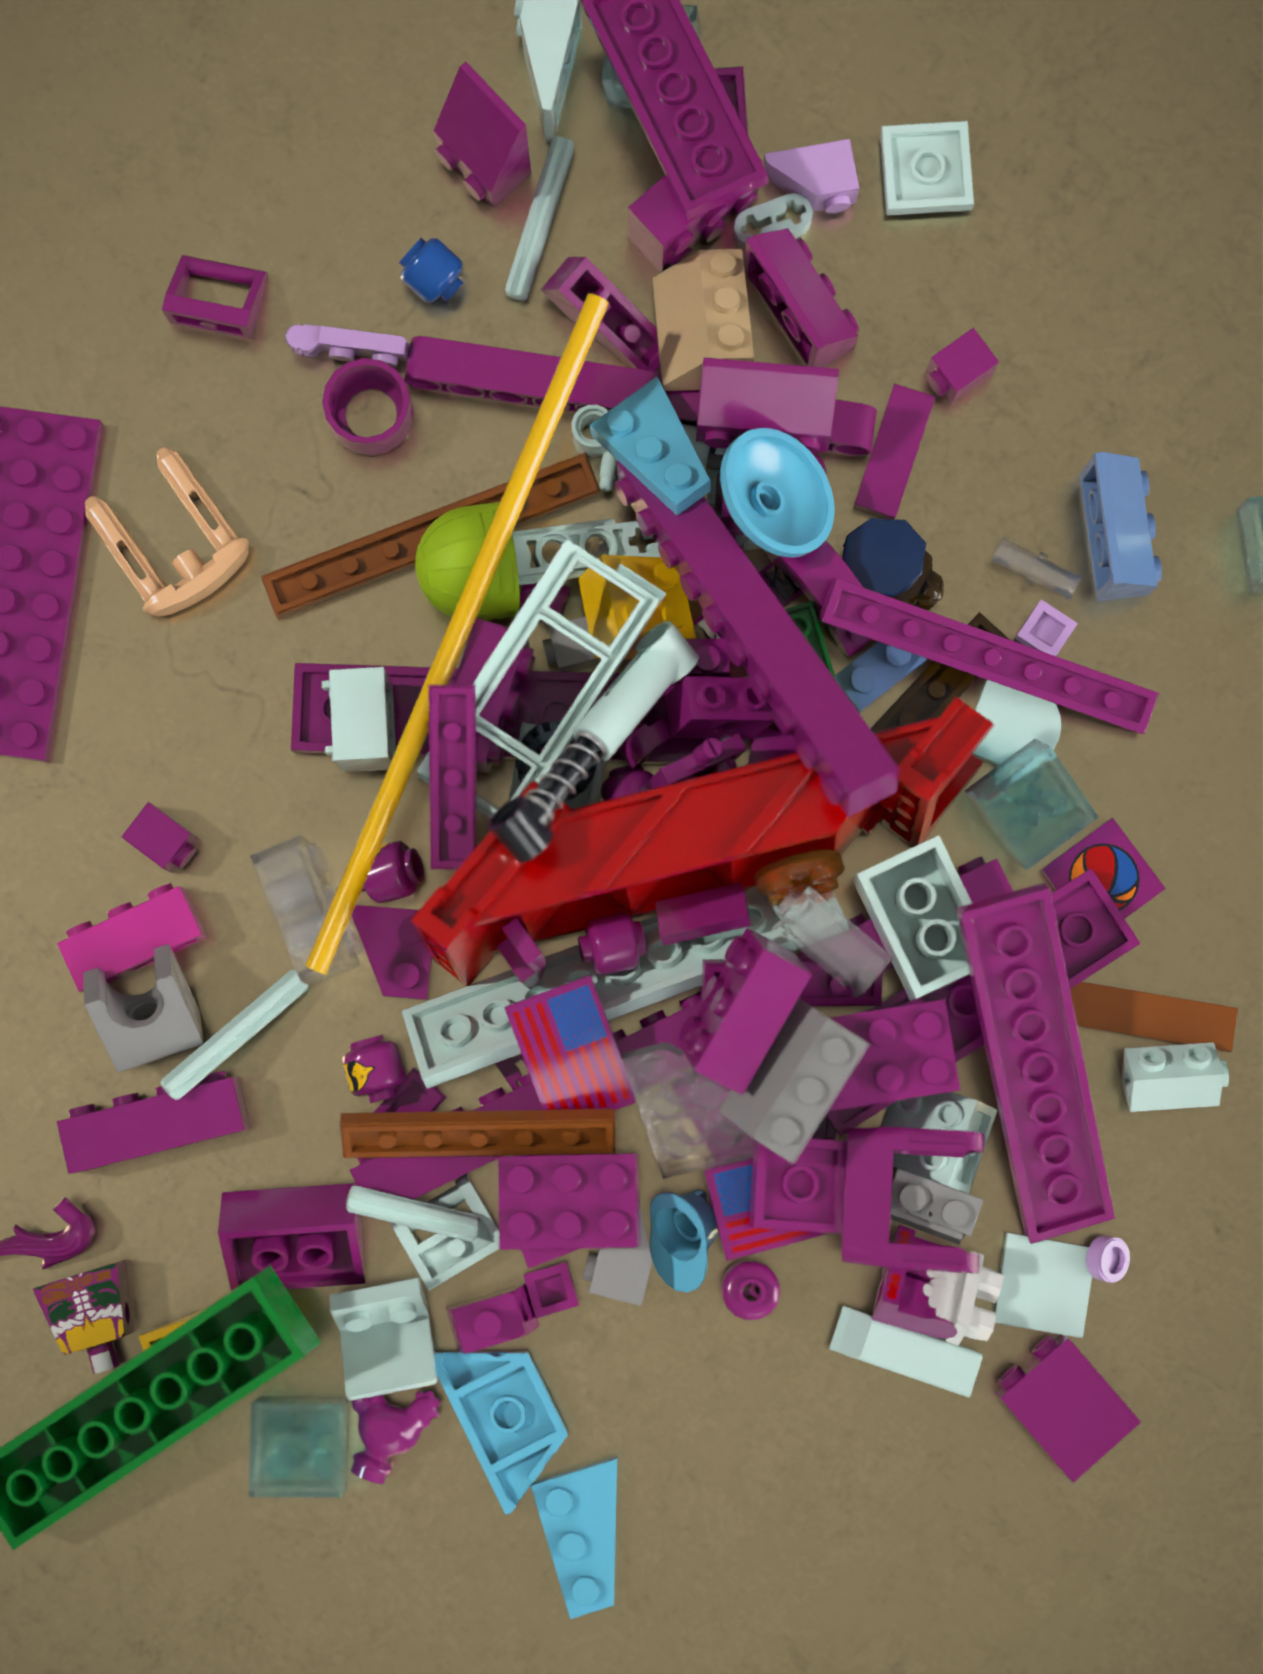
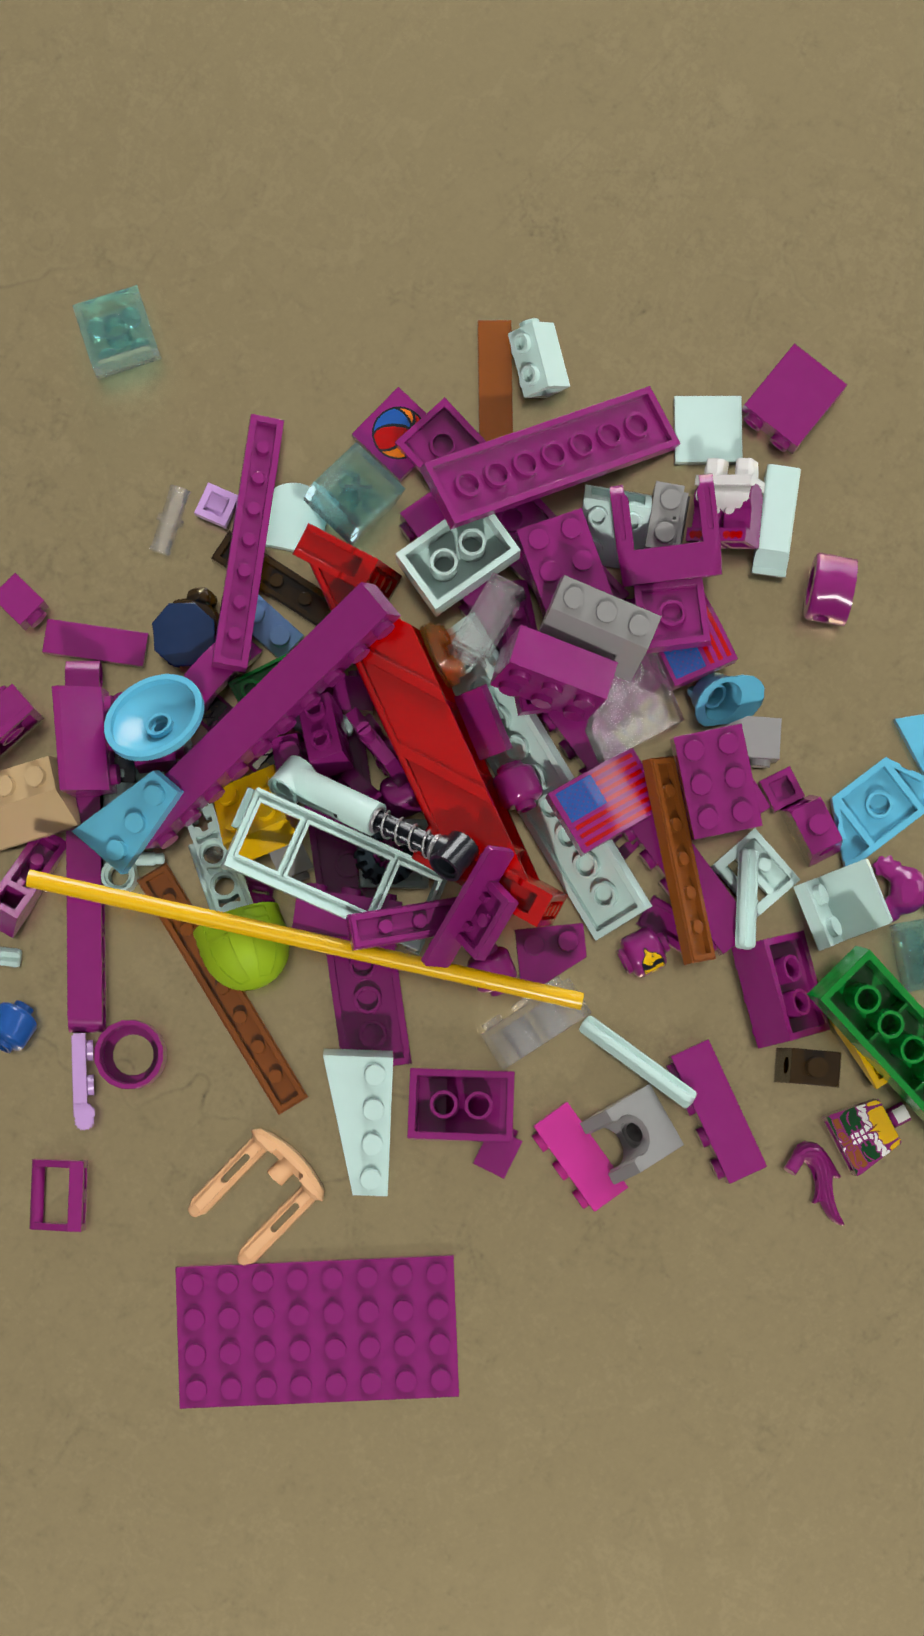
camera: 105 degrees left, 0 degrees up
(184, 1254) = (808, 1067): none -> dark brown torso
(222, 797) = (461, 1105): none -> magenta slope
(242, 676) = (362, 1105): none -> light aqua wedge
(361, 719) = (382, 1006): light aqua container -> none
(443, 847) = (477, 912): none -> magenta bracket
(522, 954) = (539, 849): magenta slope -> none
(754, 1273) = (762, 649): magenta head -> none
(801, 1405) = (830, 589): none -> magenta piece
(1108, 1259) = (680, 386): lavender tile -> none
(1119, 527) = (128, 462): medium blue slope -> none

